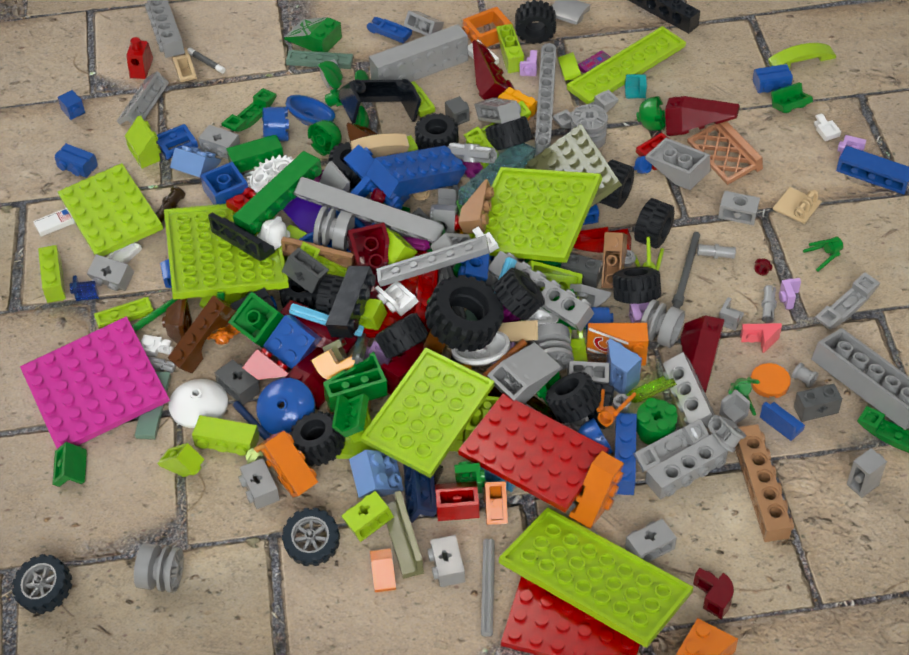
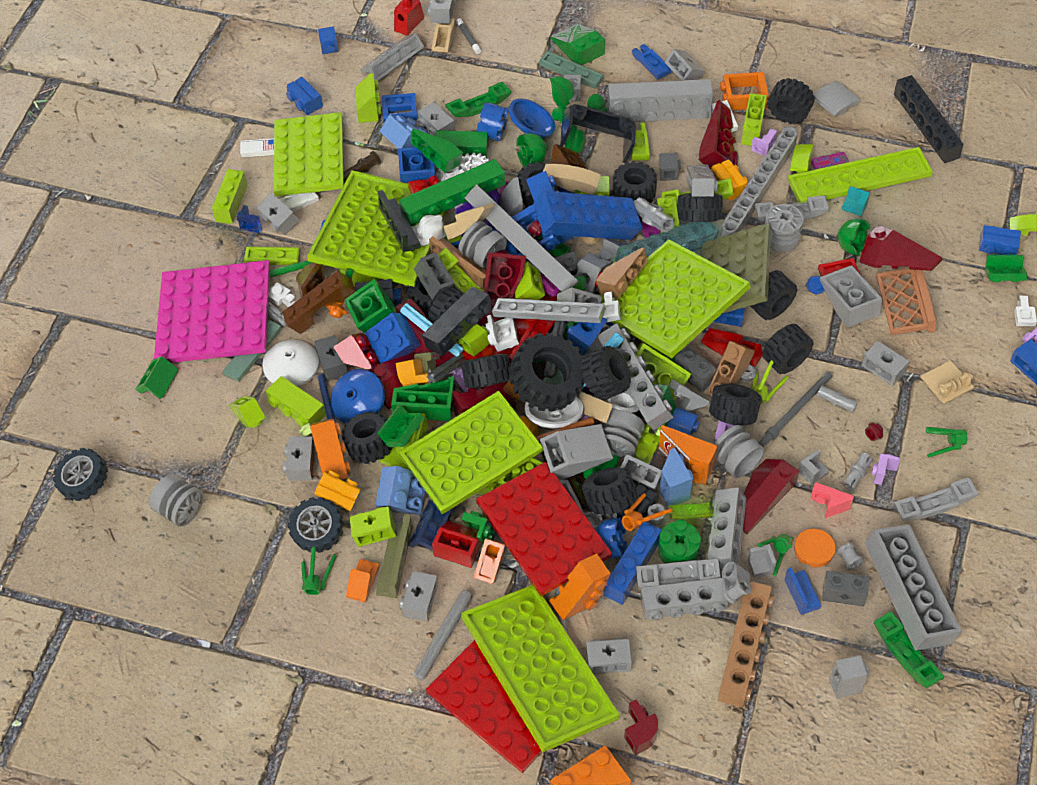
camera: 25 degrees right, 5 degrees up
(241, 162) = (439, 151): none -> green slope
(309, 211) = (466, 219): none -> tan slope
(315, 496) = (337, 490): none -> light orange brick
(337, 592) = (312, 583): none -> green plant

